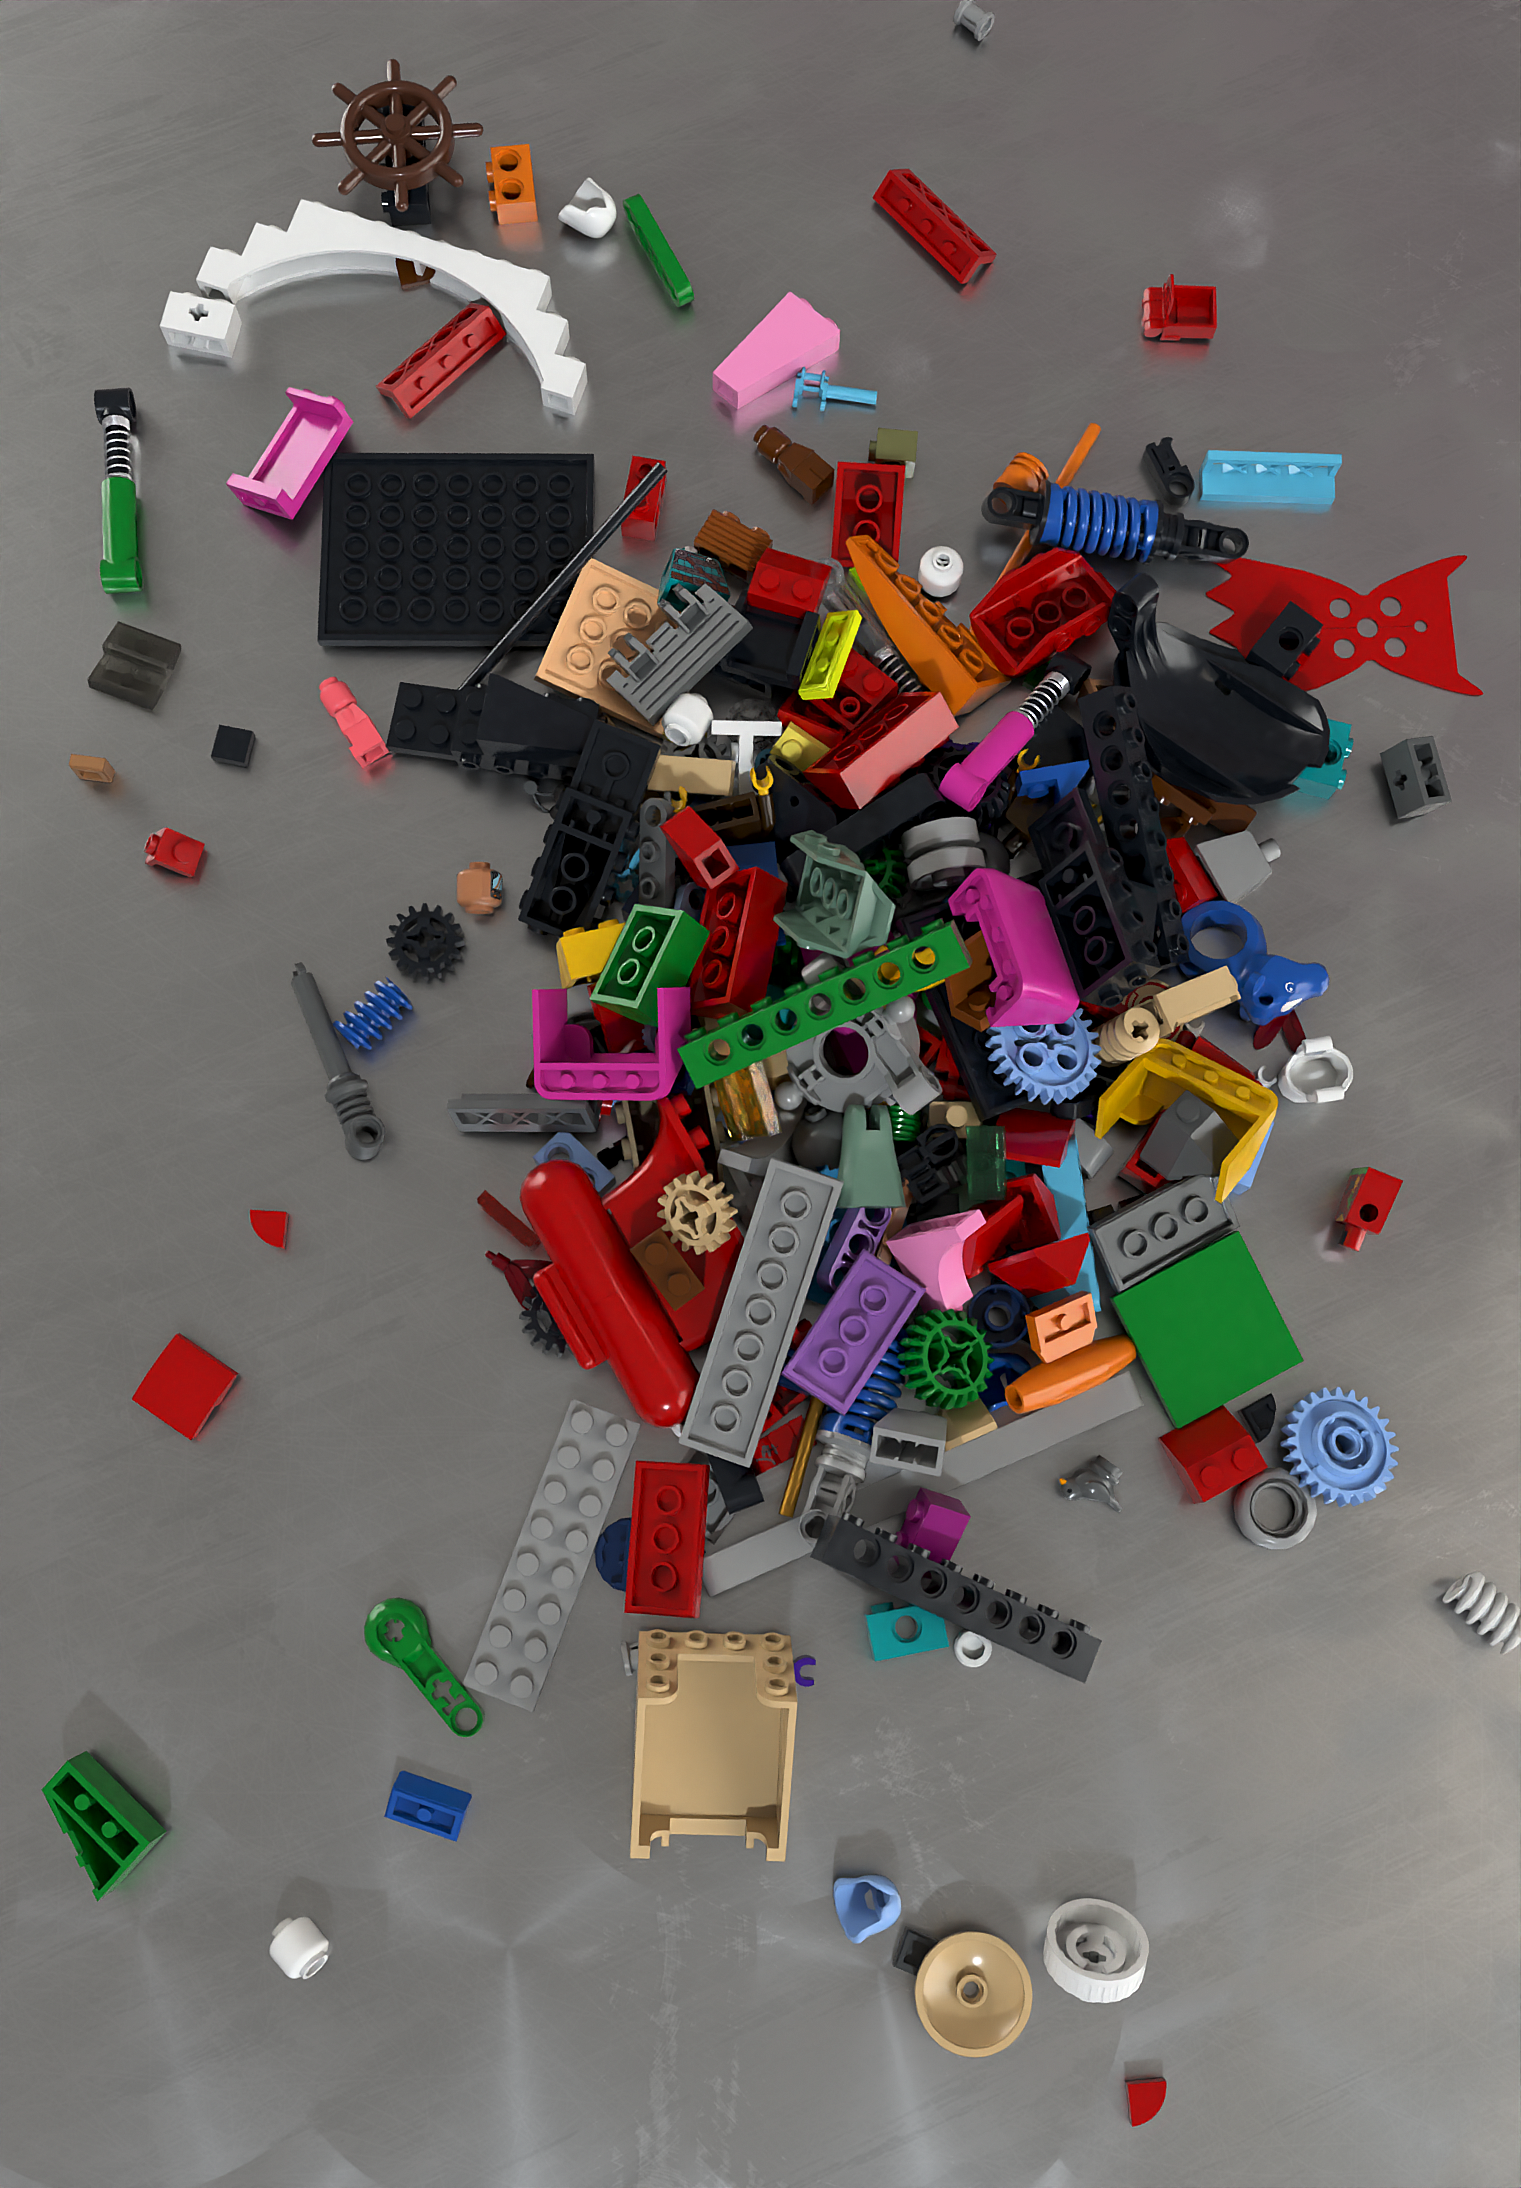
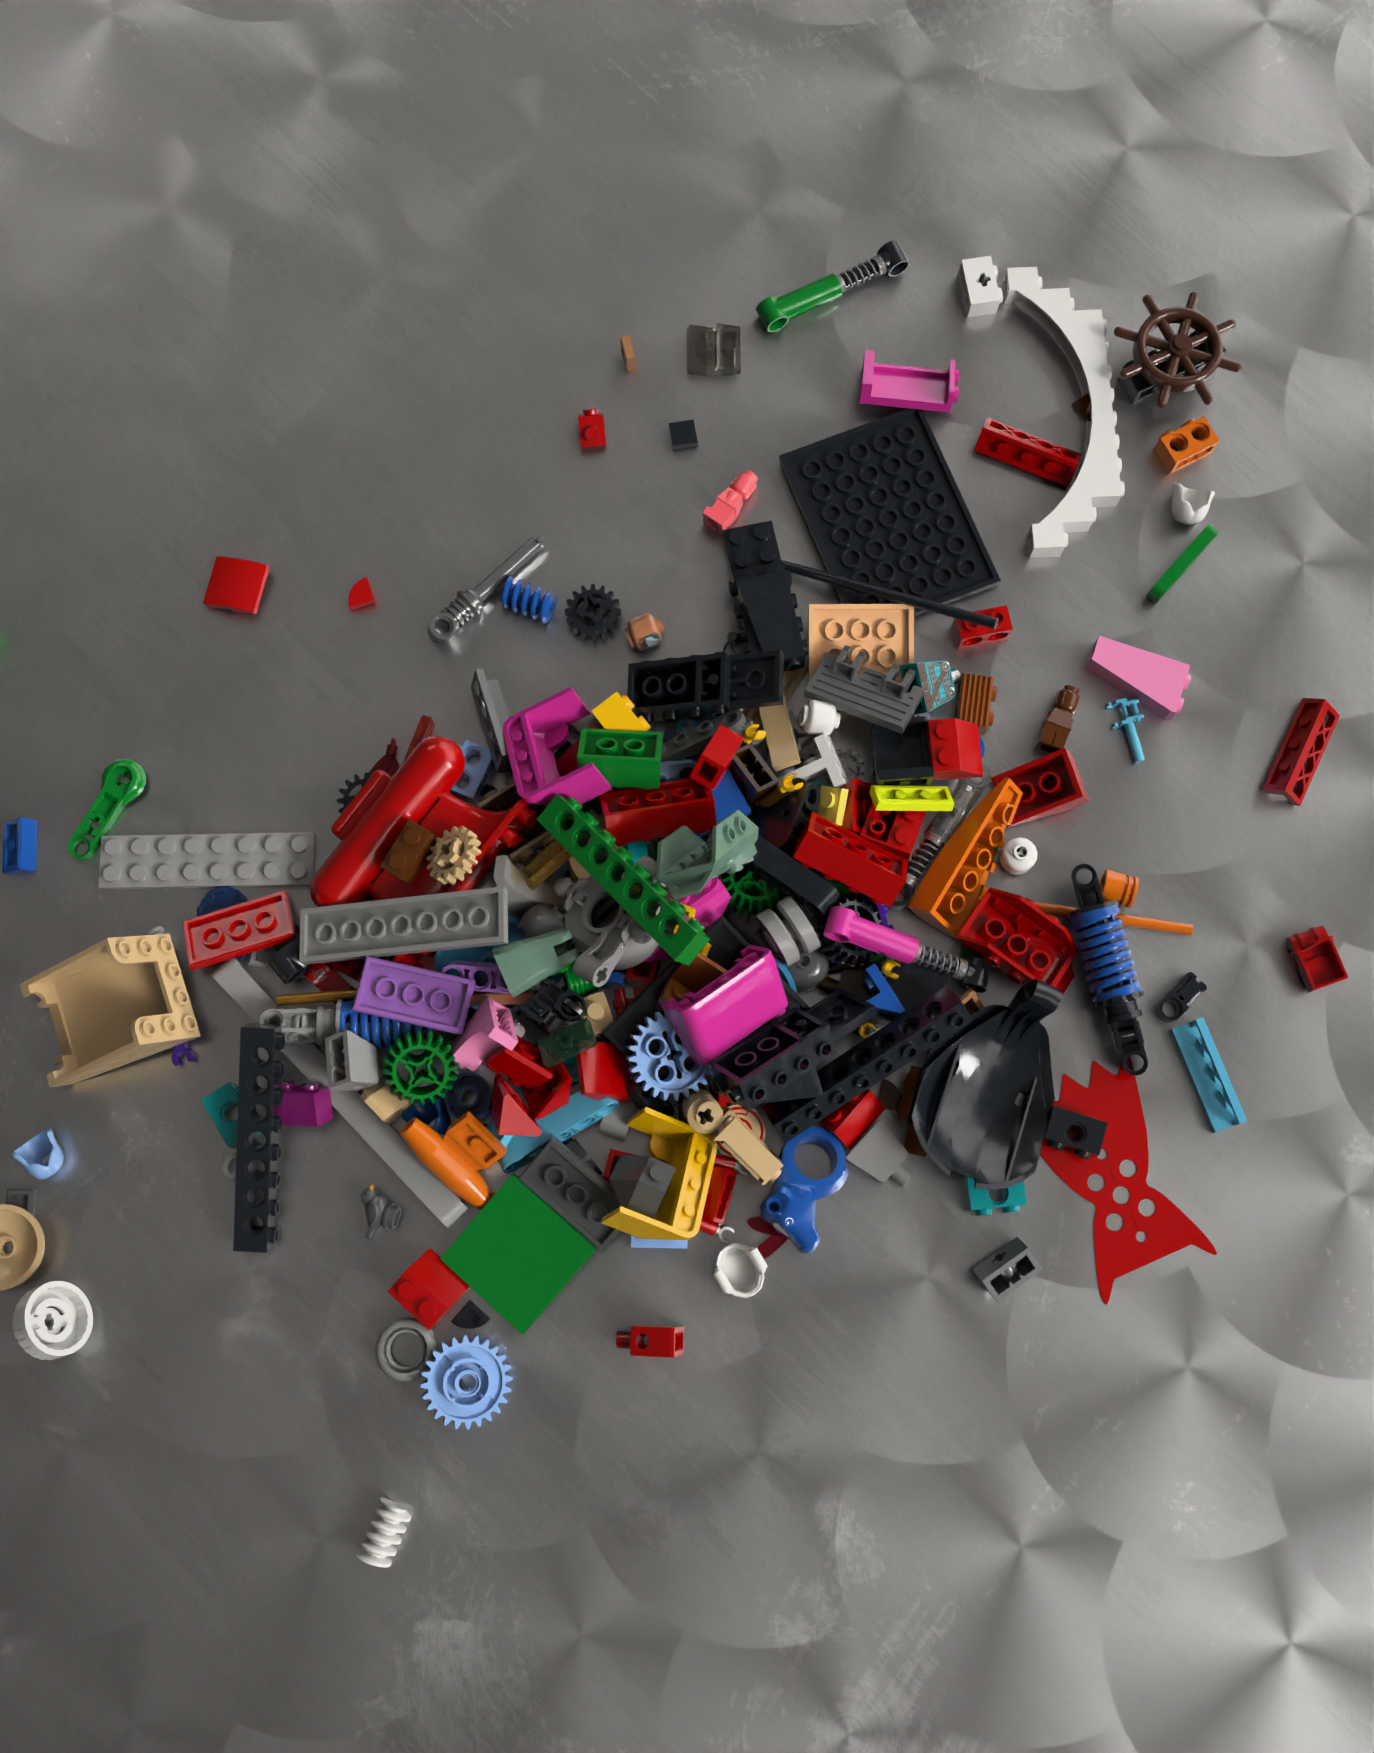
camera: 75 degrees right, 0 degrees up
(895, 448) = (1100, 788): olive brick -> none

